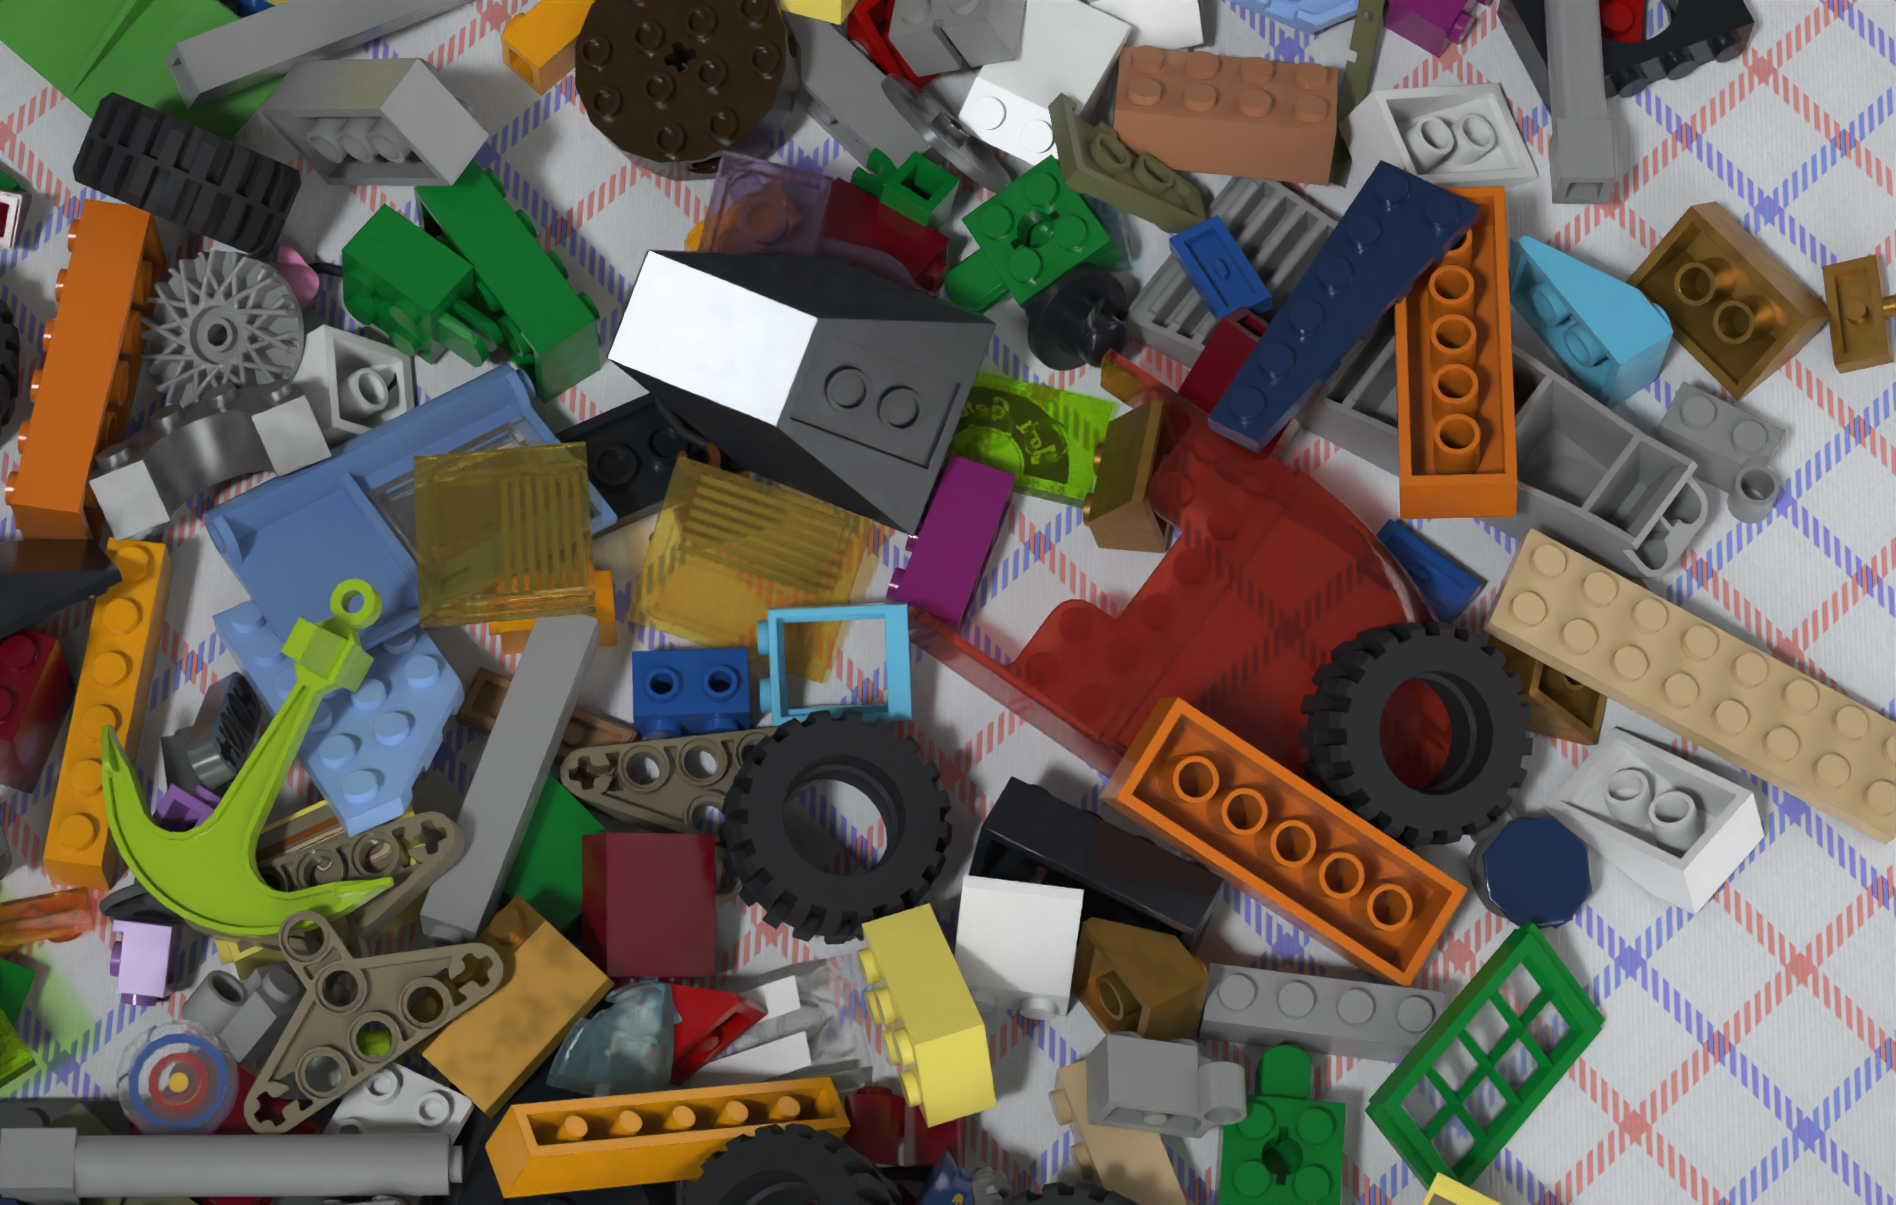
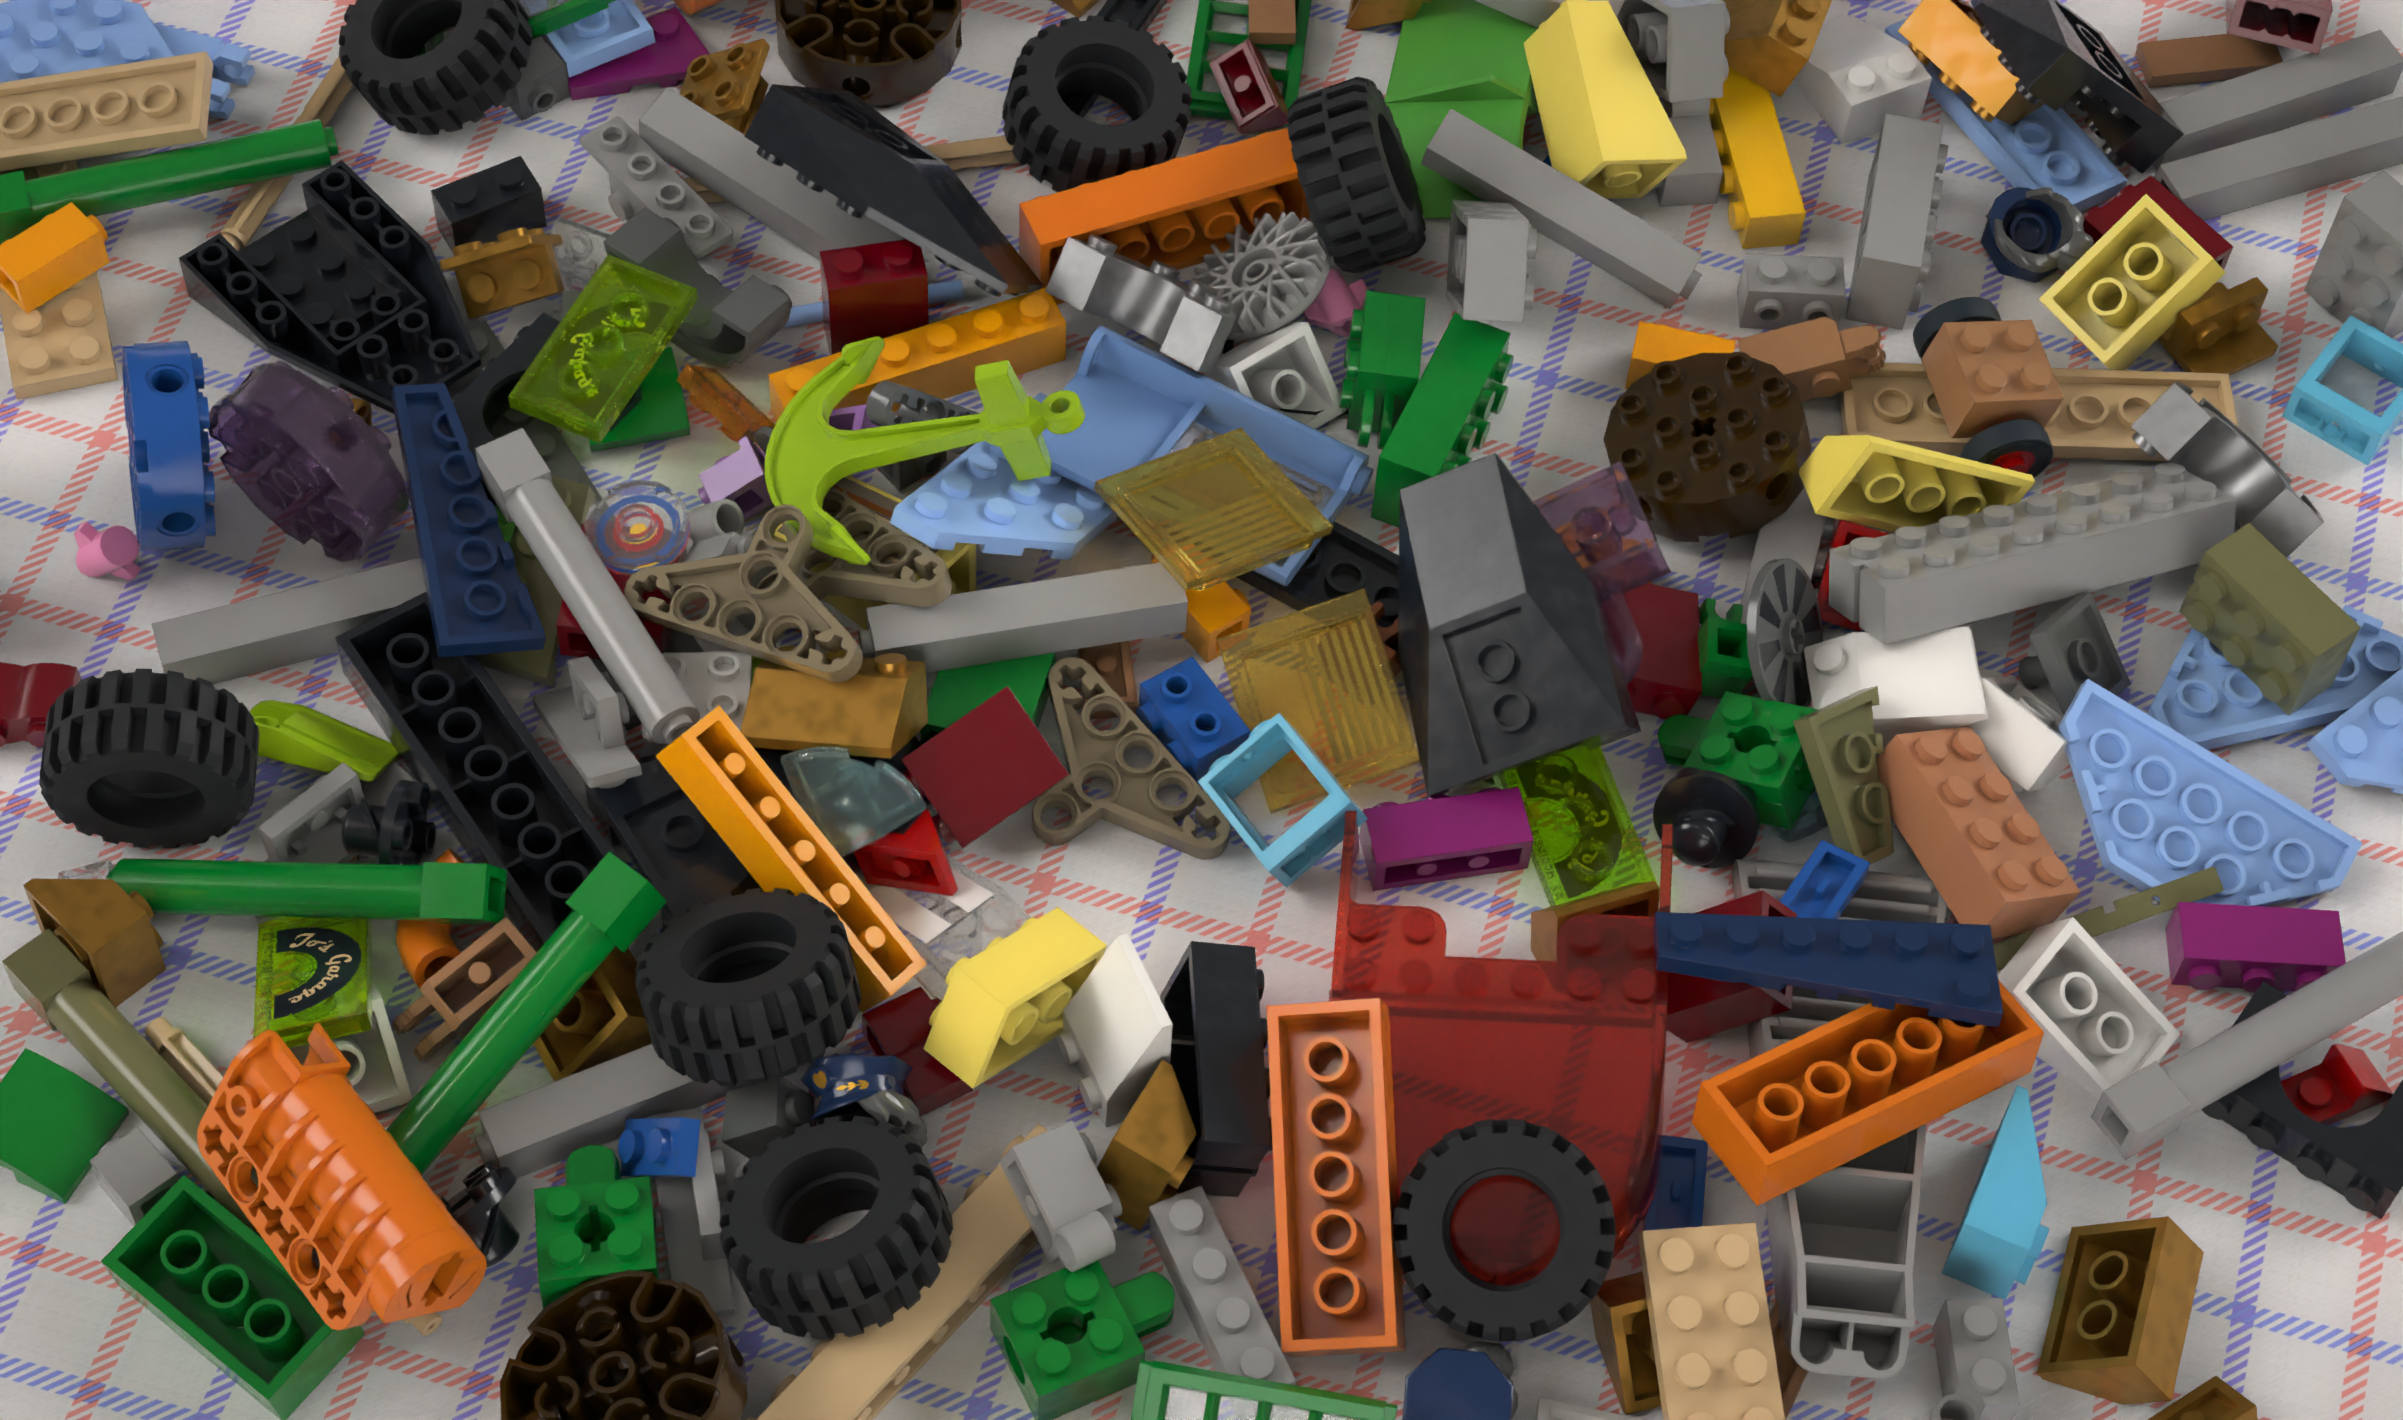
camera: 60 degrees right, 10 degrees down
(876, 766) = (1146, 795): black tyre -> none

